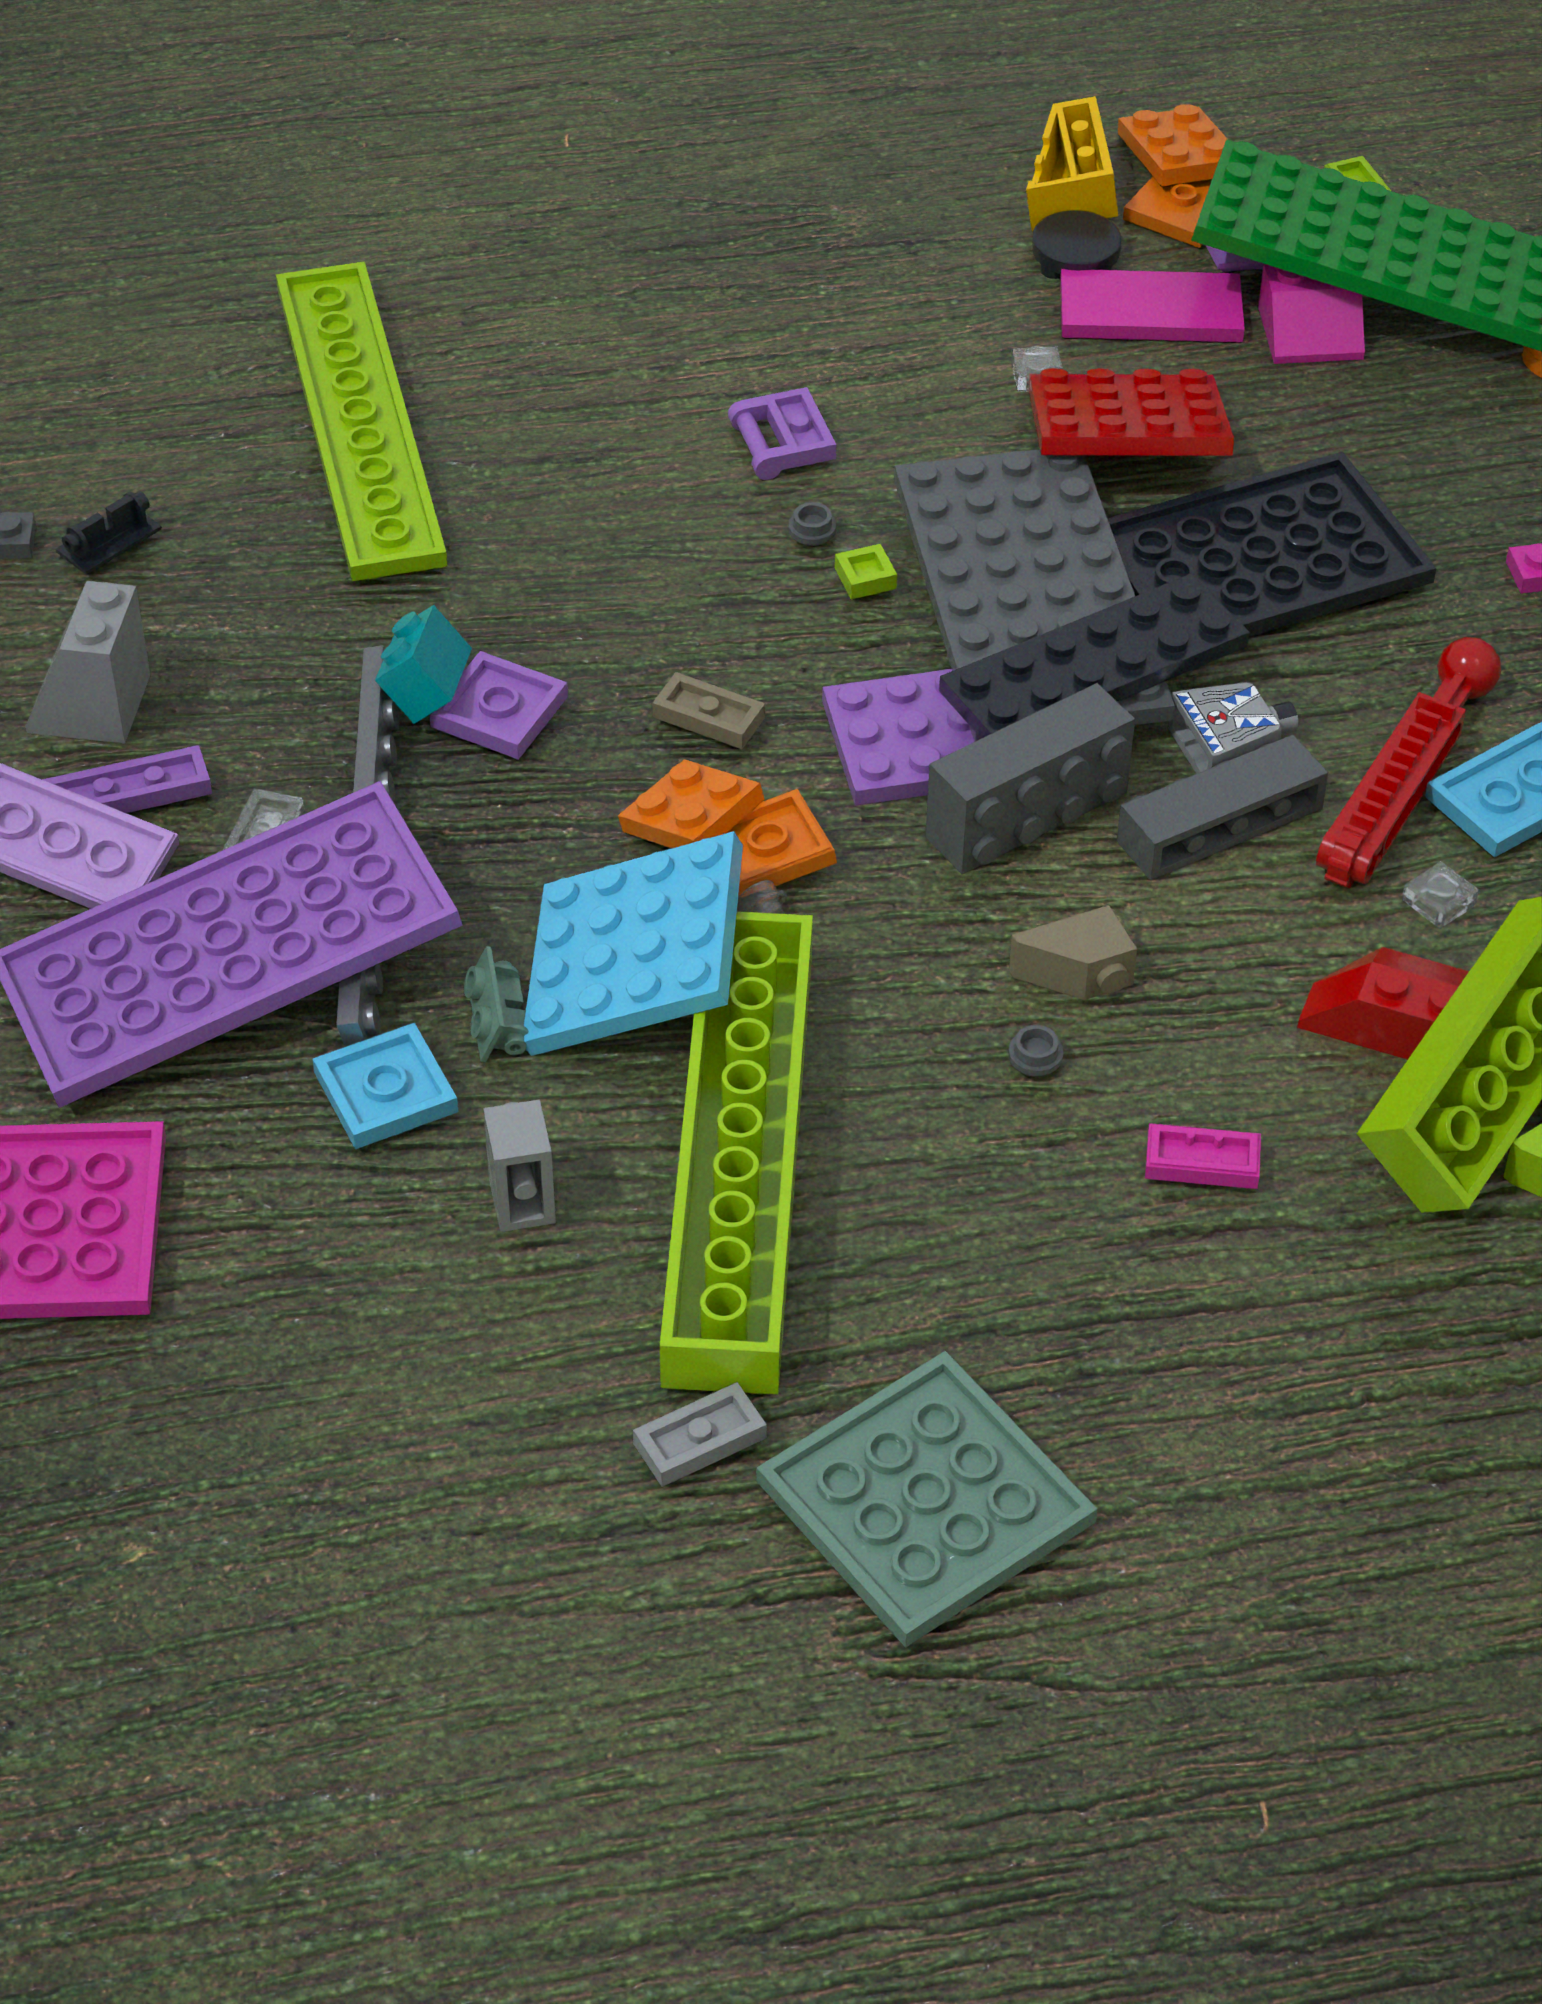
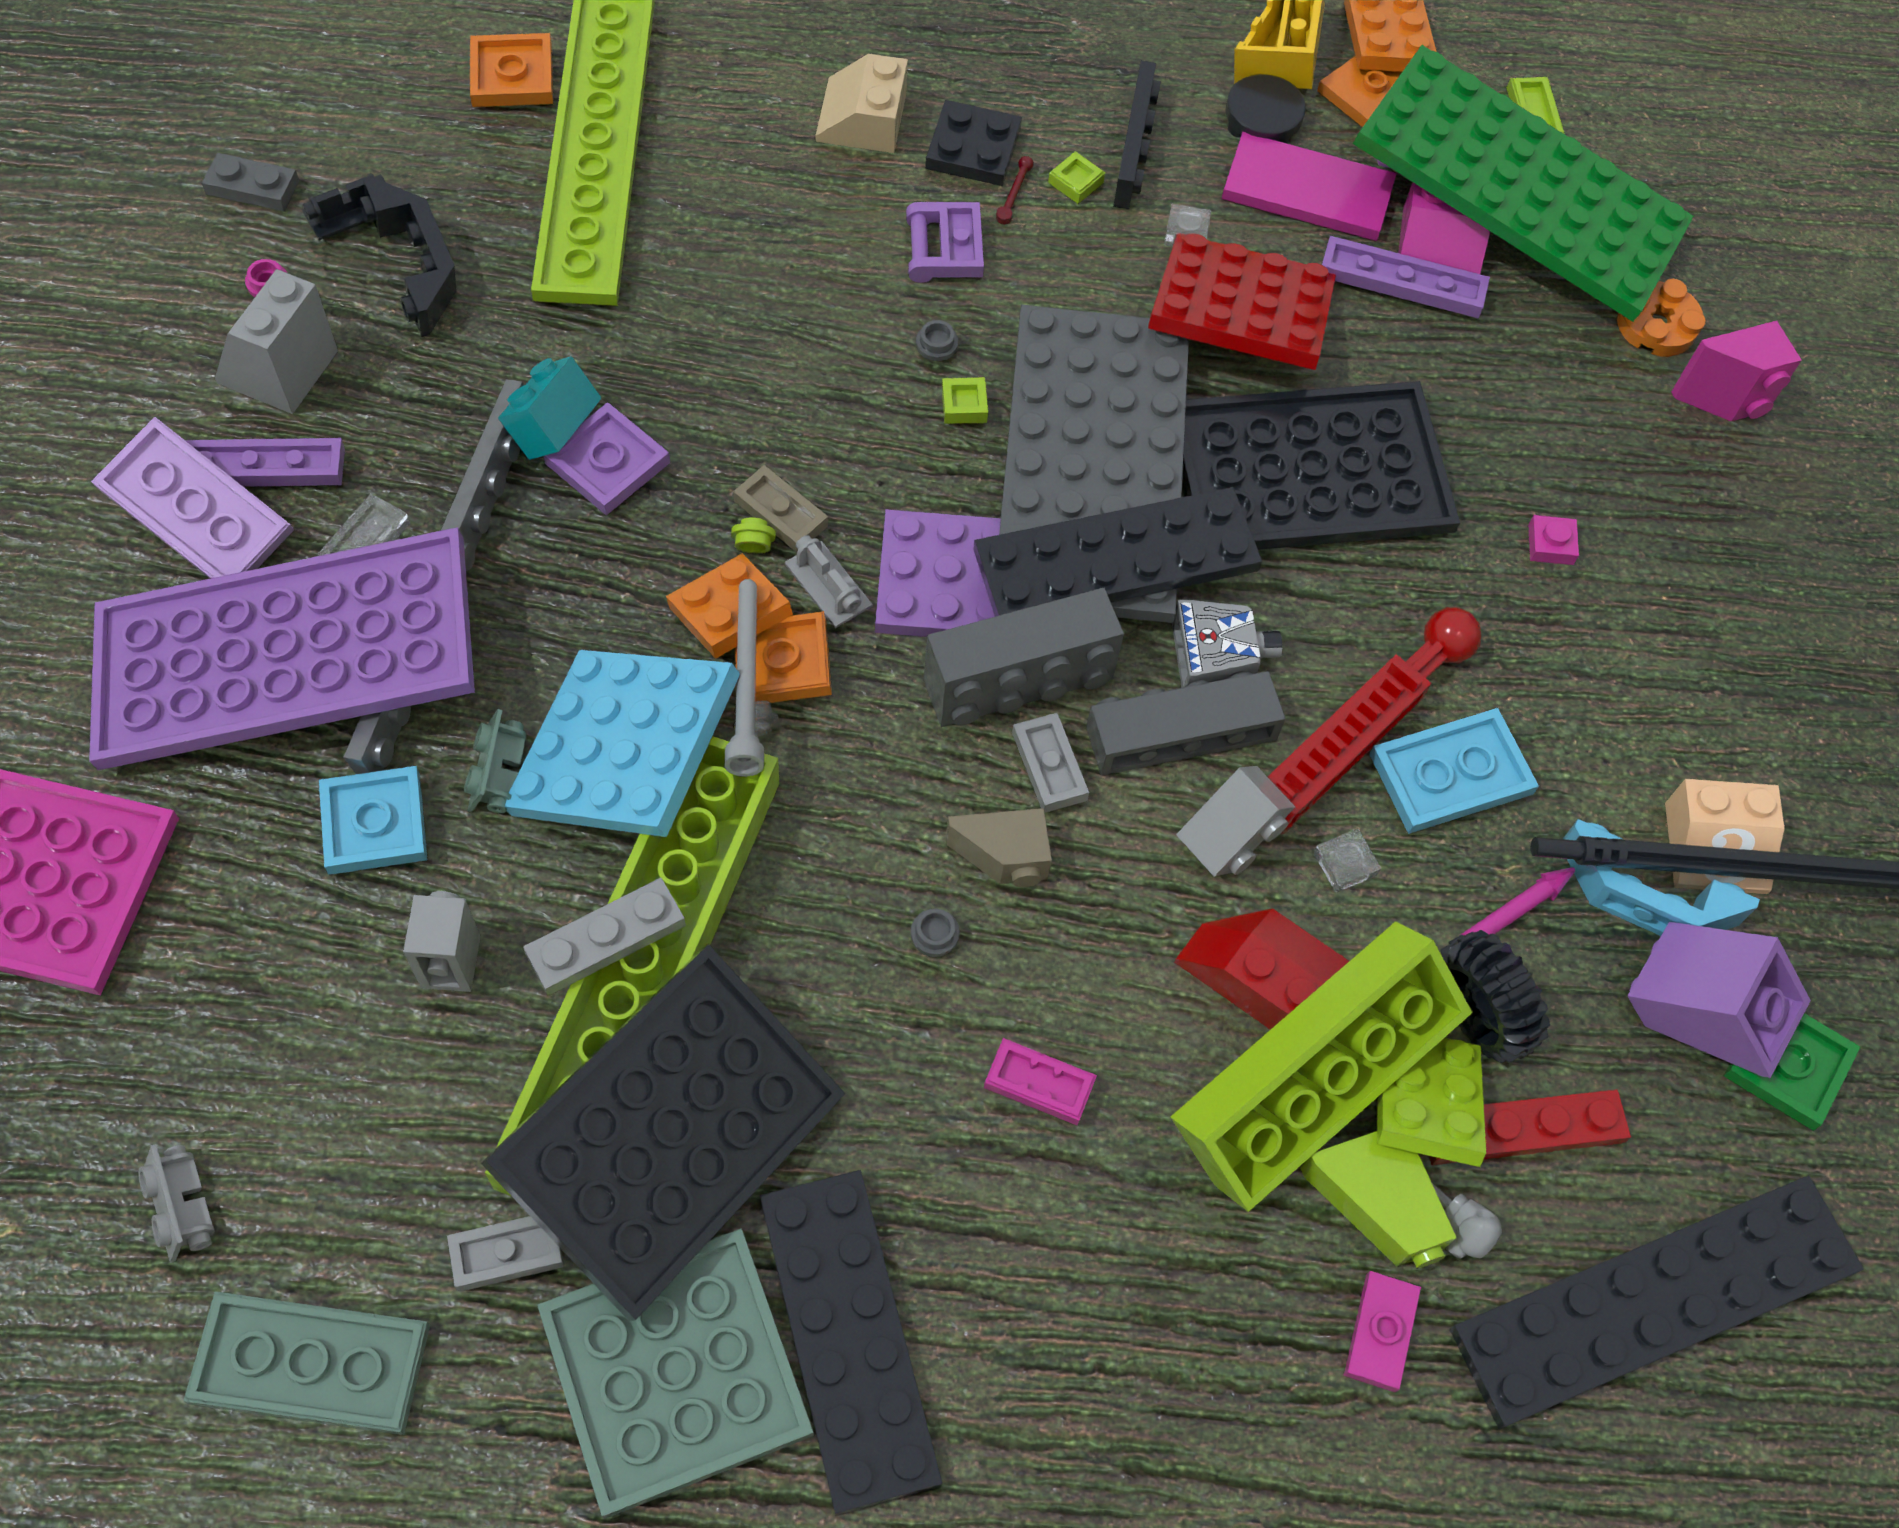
camera: 10 degrees right, 15 degrees up
(44, 620) = (259, 273): none -> dark pink plate
(173, 521) = (401, 211): none -> black slope
(236, 371) = (511, 69): none -> orange plate
(305, 1465) = (176, 1221): none -> light grey hinge
(526, 1588) = (308, 1363): none -> sand green tile
(642, 324) = (865, 104): none -> tan slope
(690, 740) = (753, 535): none -> lime plate
(698, 1107) = (604, 936): none -> light grey plate
(774, 338) = (973, 142): none -> black plate
(777, 910) = (744, 752): none -> light grey piece
(786, 765) = (827, 581): none -> light grey hinge
(834, 398) = (1004, 213): none -> dark red hinge
(836, 1265) = (664, 1132): none -> black plate
(898, 348) = (1076, 177): none -> lime tile
(951, 304) = (1135, 145): none -> black plate
(1094, 872) = (1050, 762): none -> light grey plate
(1099, 1432) = (850, 1343): none -> black plate
(1289, 364) = (1406, 277): none -> medium lavender plate
(1315, 872) = (1236, 822): none -> light grey brick

